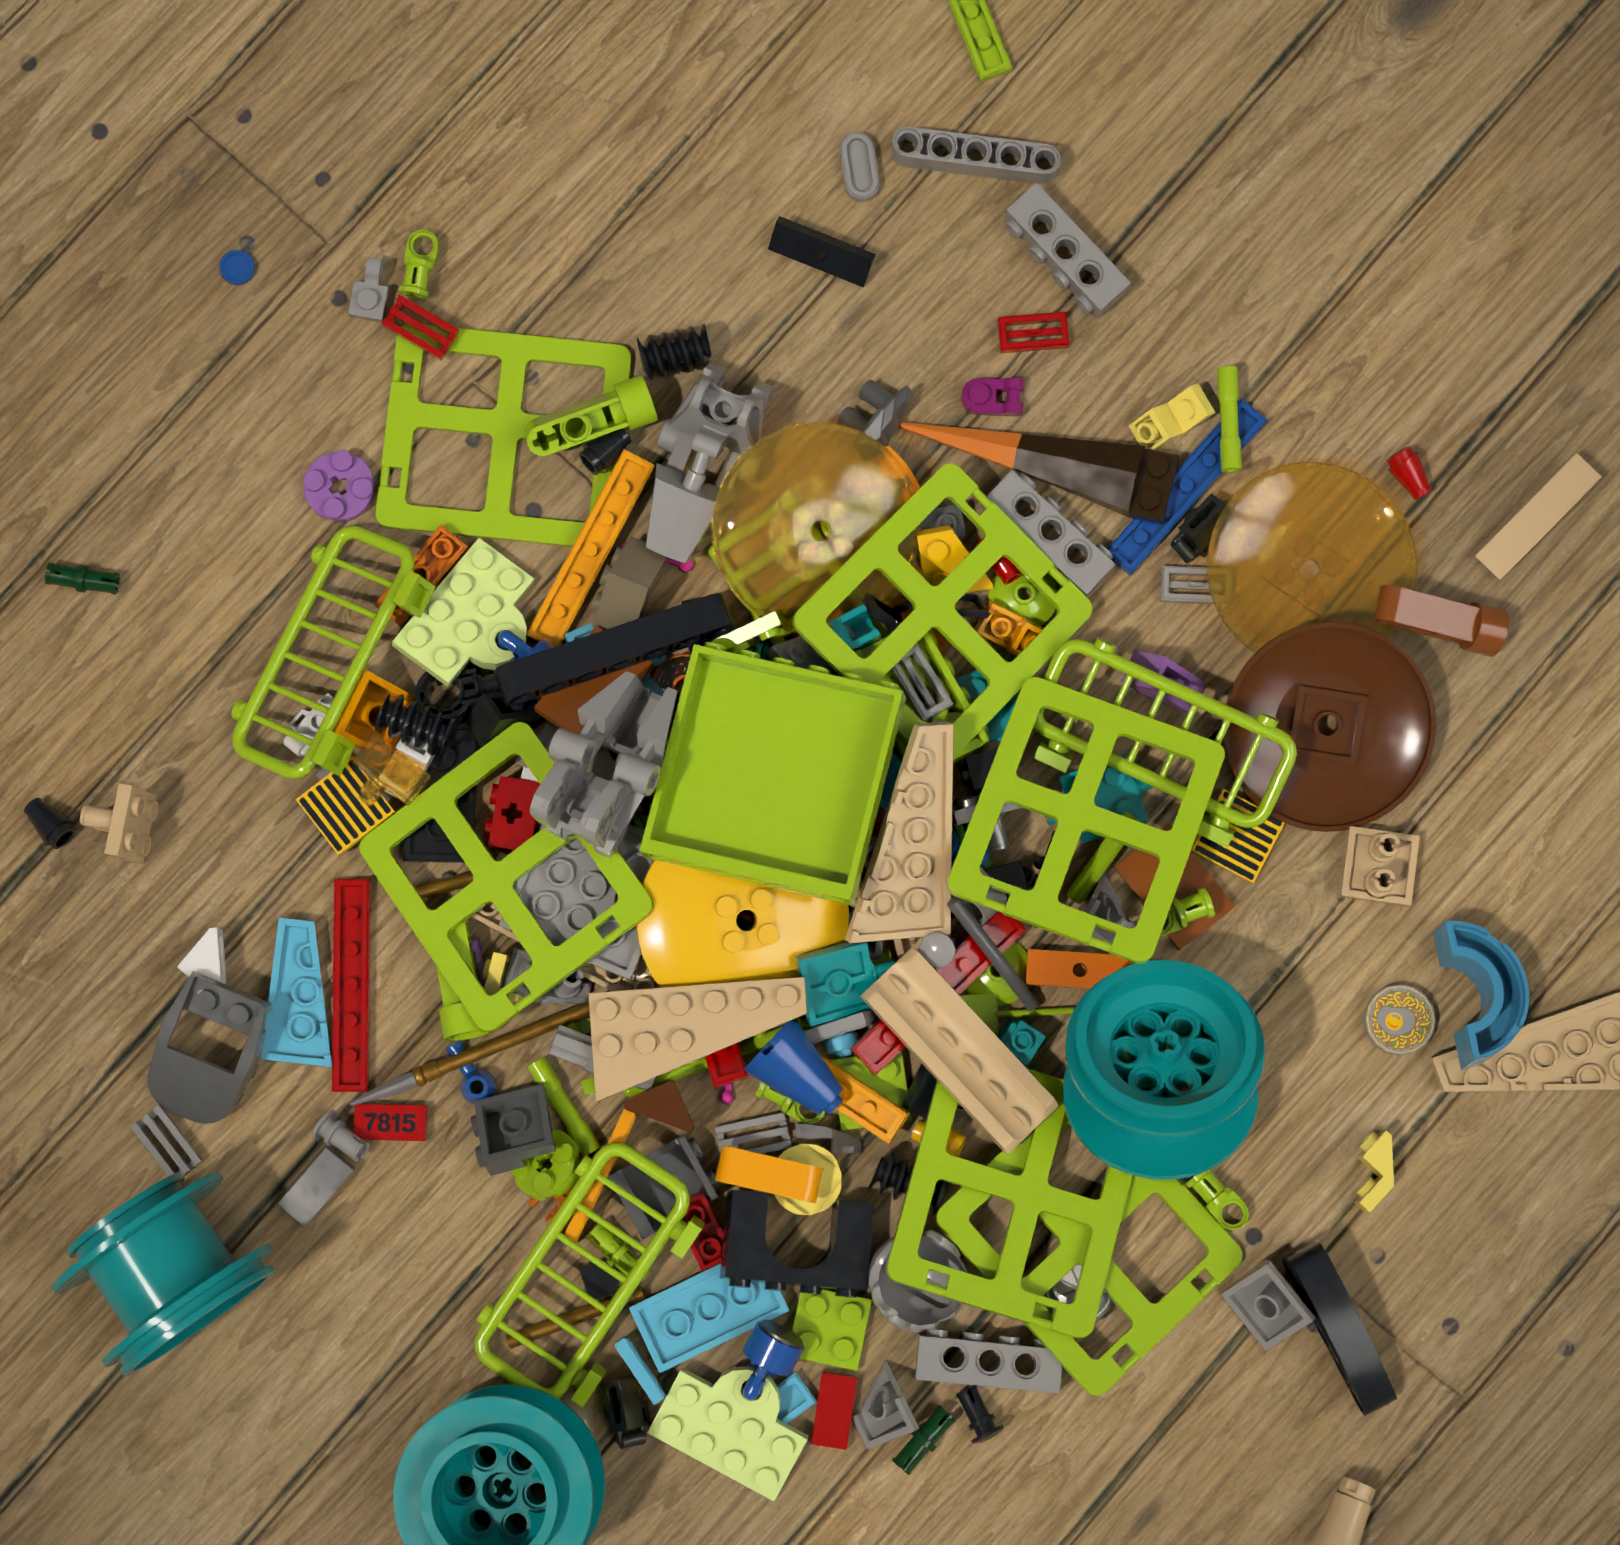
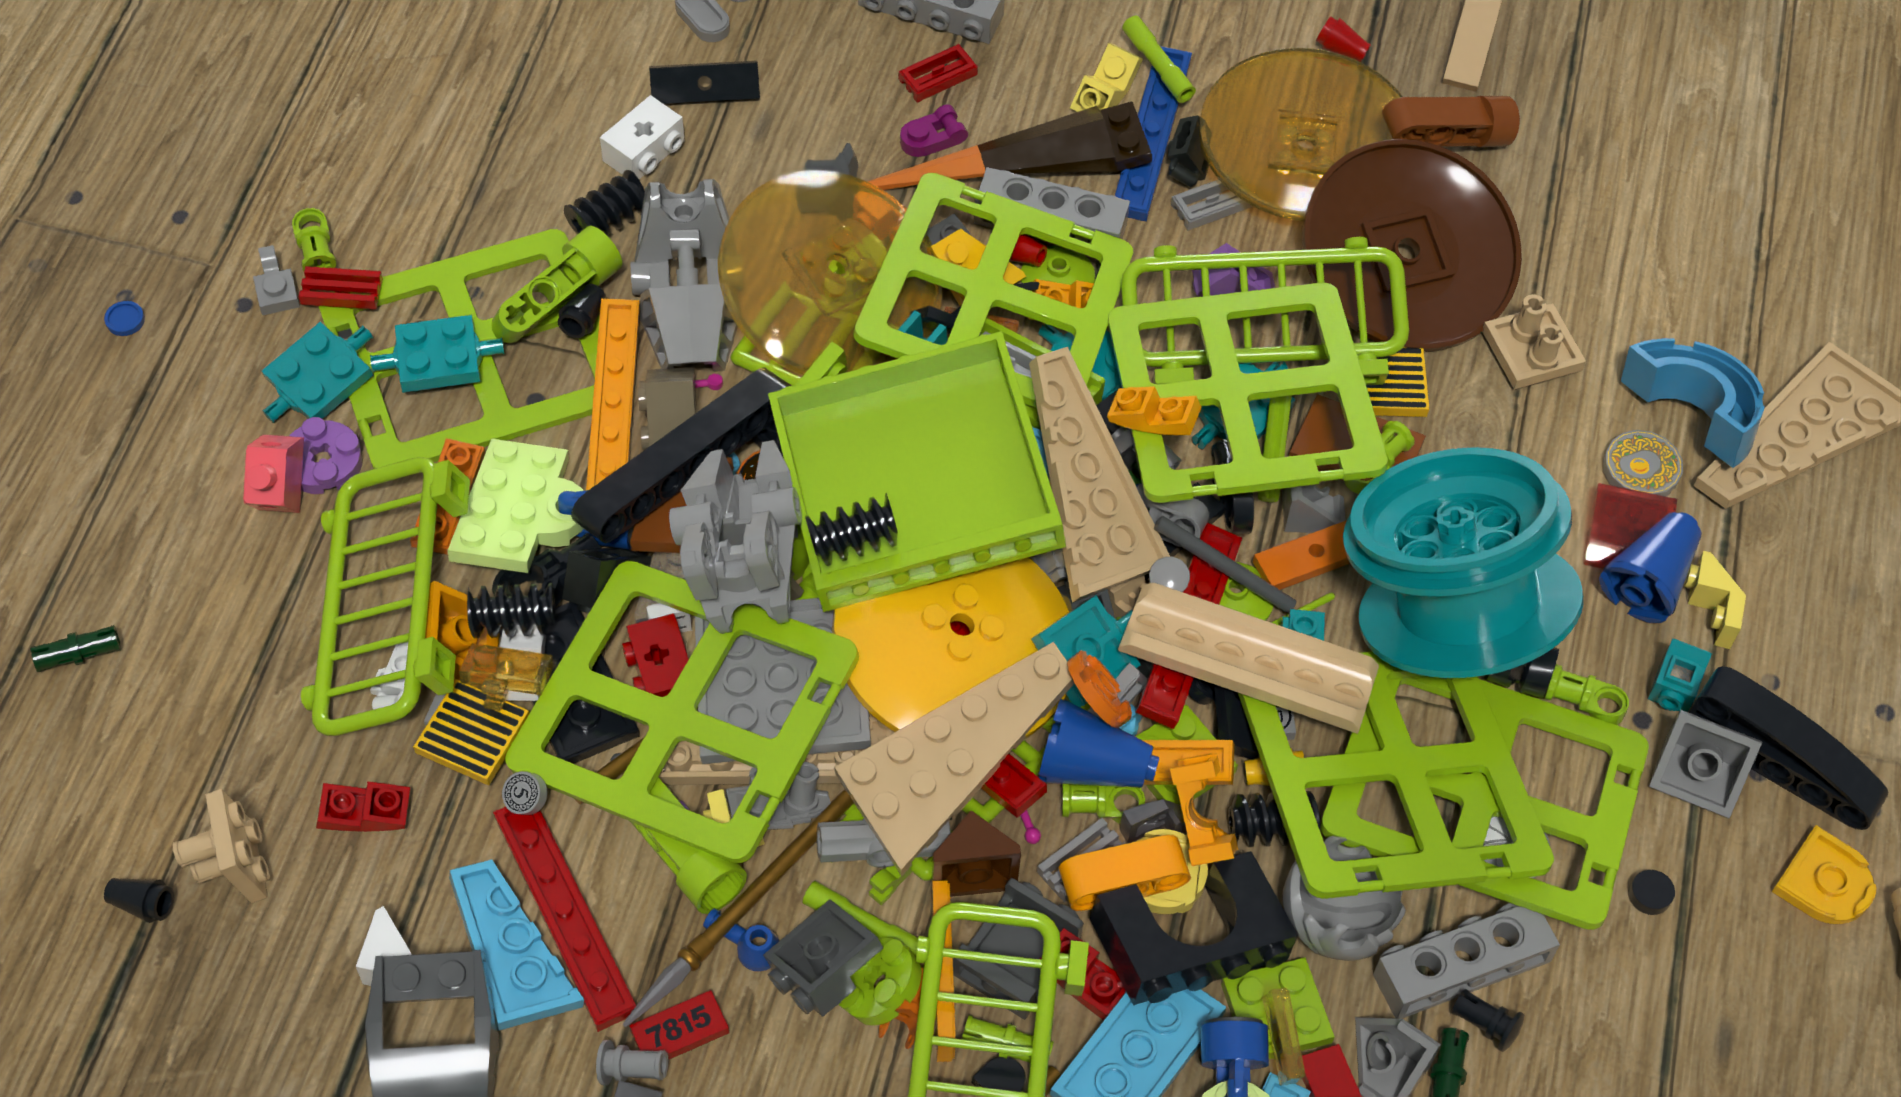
camera: 25 degrees left, 25 degrees down
(241, 825) = (363, 809): none -> red slope
(286, 511) = (274, 473): none -> coral torso
(360, 881) = (524, 793): none -> light grey tile
(367, 406) = (317, 373): none -> teal plate
(470, 434) = (437, 353): none -> teal plate
(687, 823) = (853, 530): none -> black piece
(751, 276) = (643, 138): none -> white brick
(812, 1360) = (1283, 1036): none -> clear yellow tile
(819, 1030) = (1099, 689): none -> orange tile
(848, 1175) = (1206, 839): none -> light orange piece
(995, 810) = (1146, 412): none -> light orange slope
(1165, 1379) = (1651, 892): none -> black tile
(1298, 1222) = (1679, 676): none -> teal window
(1307, 1437) = (1828, 880): none -> yellow tile
(1340, 1124) = (1653, 568): none -> blue cone
(1347, 1076) = (1620, 519): none -> clear red slope

